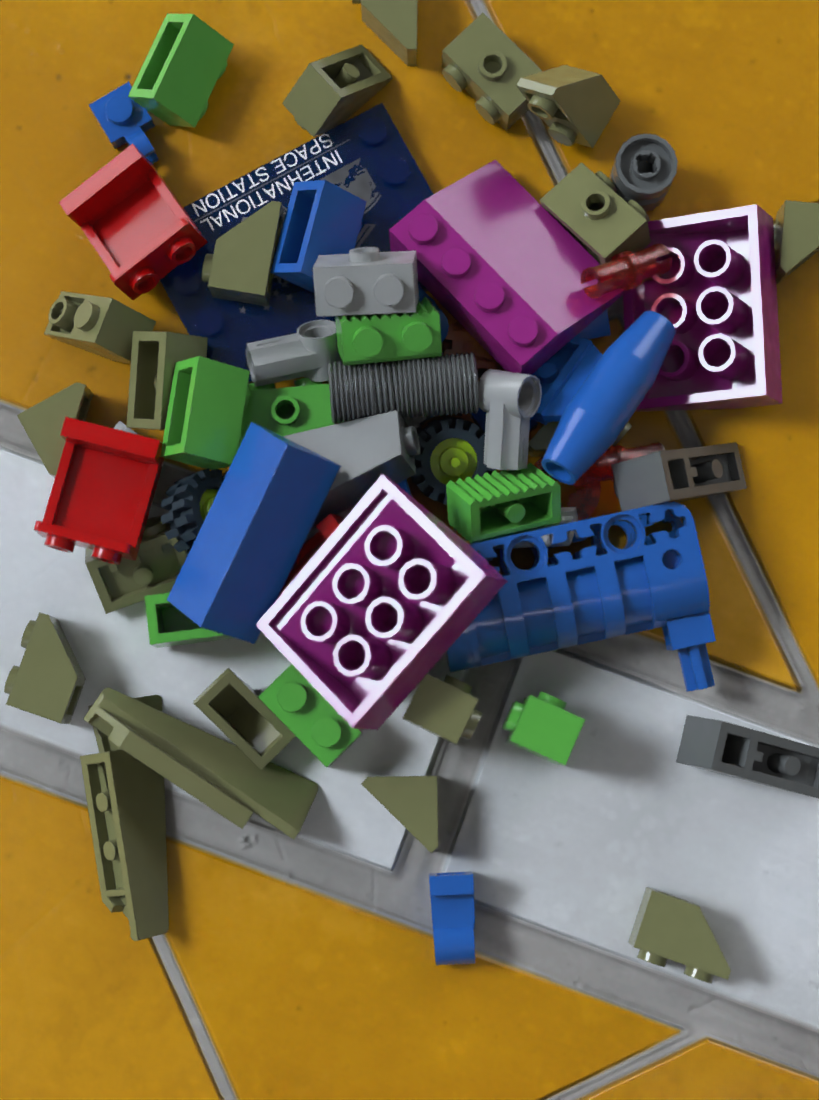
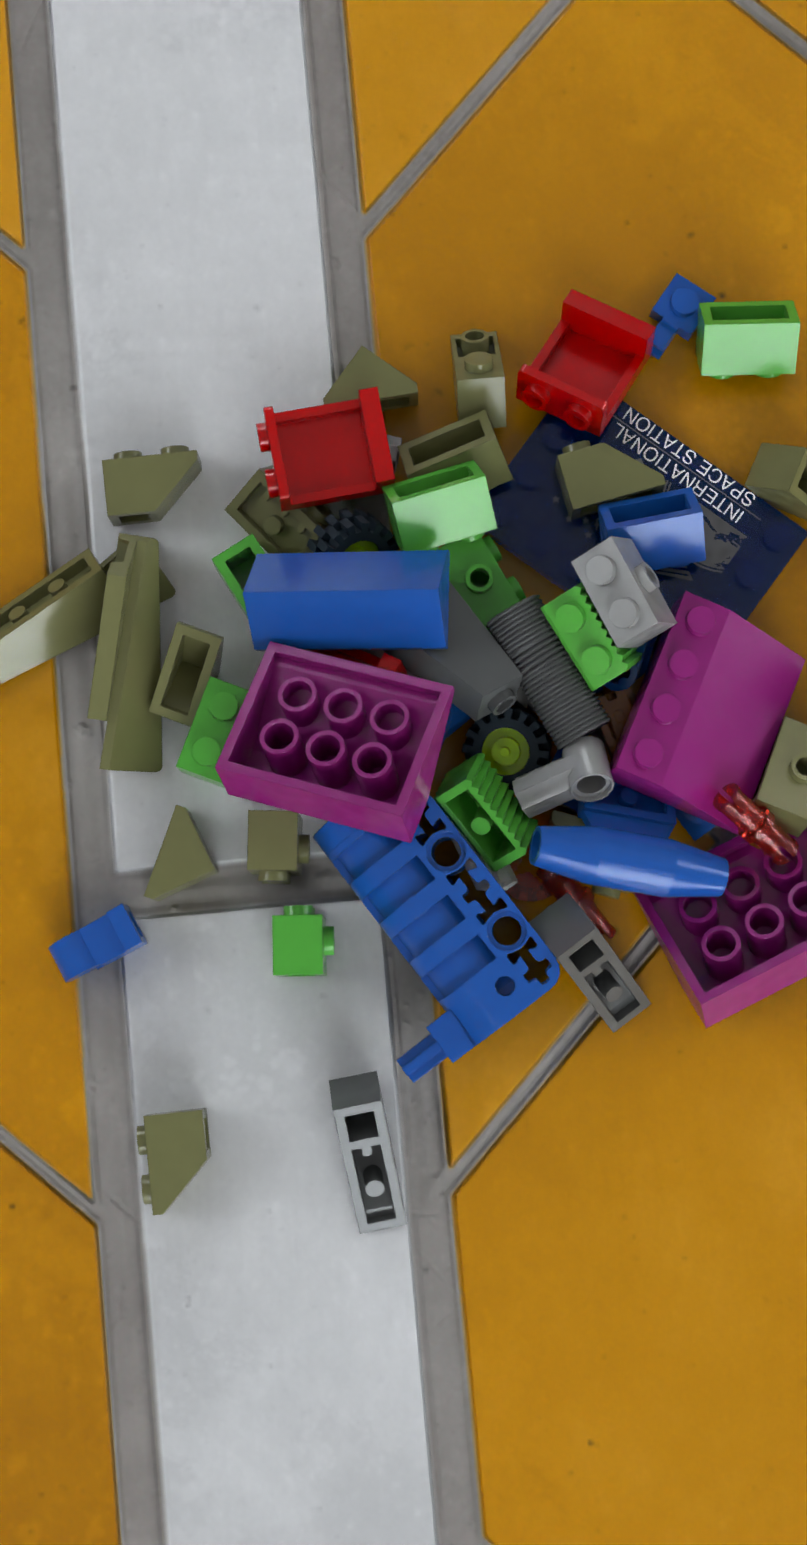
camera: 65 degrees right, 0 degrees up
(294, 355) = (534, 562): light grey piece -> none

